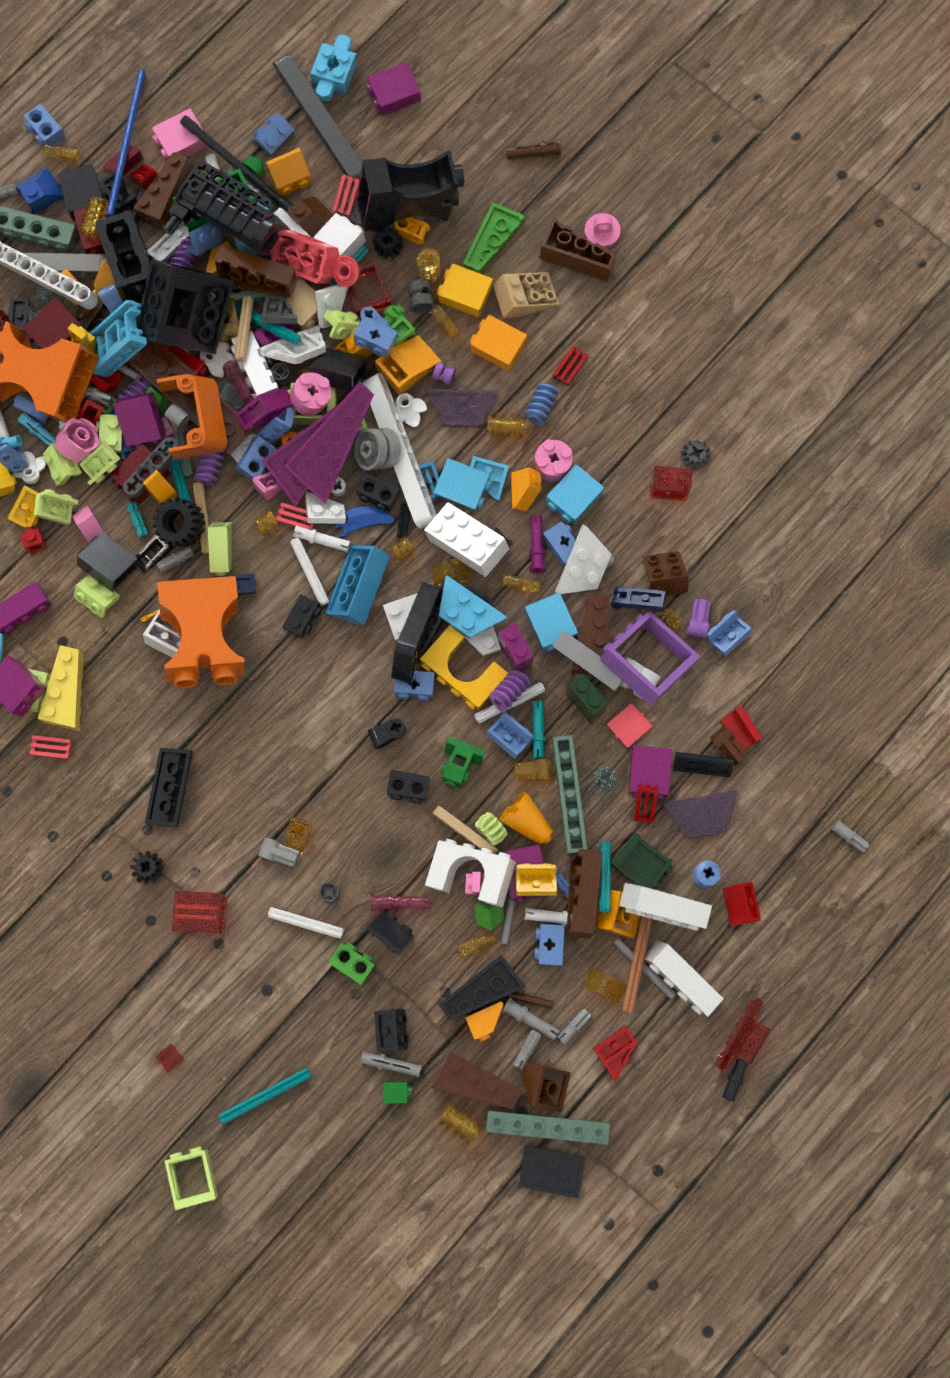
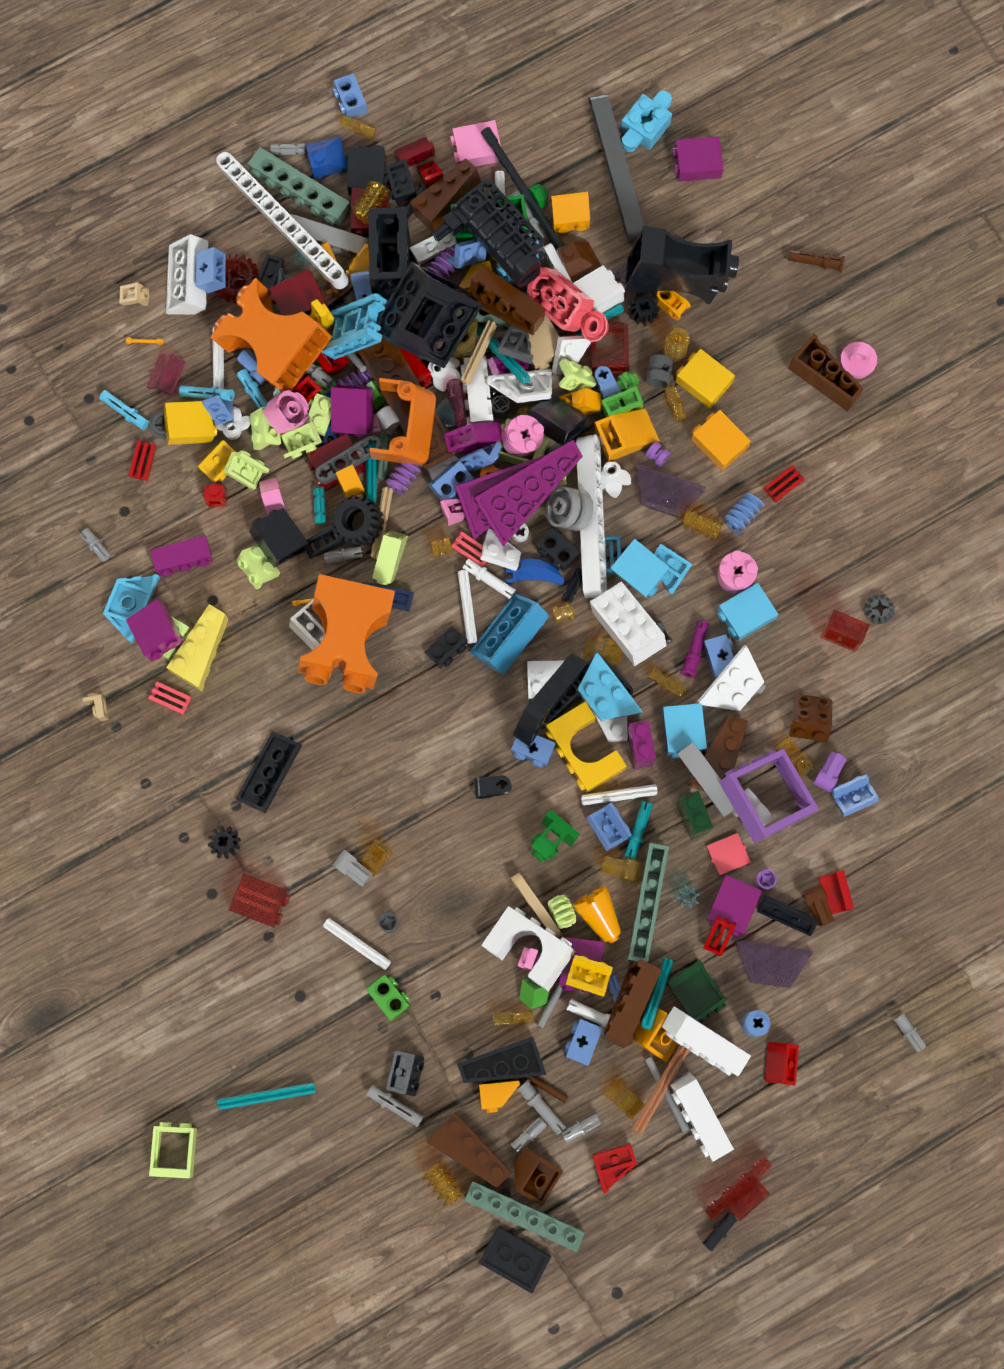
camera: 20 degrees right, 0 degrees up
(125, 144) = (423, 135): blue piece -> none
(169, 1057) = (188, 1030): clear red tile -> none
(273, 133) = (567, 168): medium blue bracket -> none
(340, 192) = (613, 246): coral tile -> none
(368, 330) = (600, 390): medium blue brick -> none
(389, 901) = (442, 950): clear pink pin -> none
(390, 932) = (434, 980): black slope -> none
(396, 1092) = (391, 1134): green brick -> none
(409, 781) = (498, 840): black brick -> none
(492, 235) = (752, 329): bright green wing -> none
(509, 690) = (622, 782): medium lavender piece -> none
(524, 293) = (762, 399): tan slope -> none
(525, 488) = (700, 591): light orange slope -> none
(638, 598) = (777, 734): dark blue plate -> none
(672, 734) = (763, 877): none -> medium lavender wheel

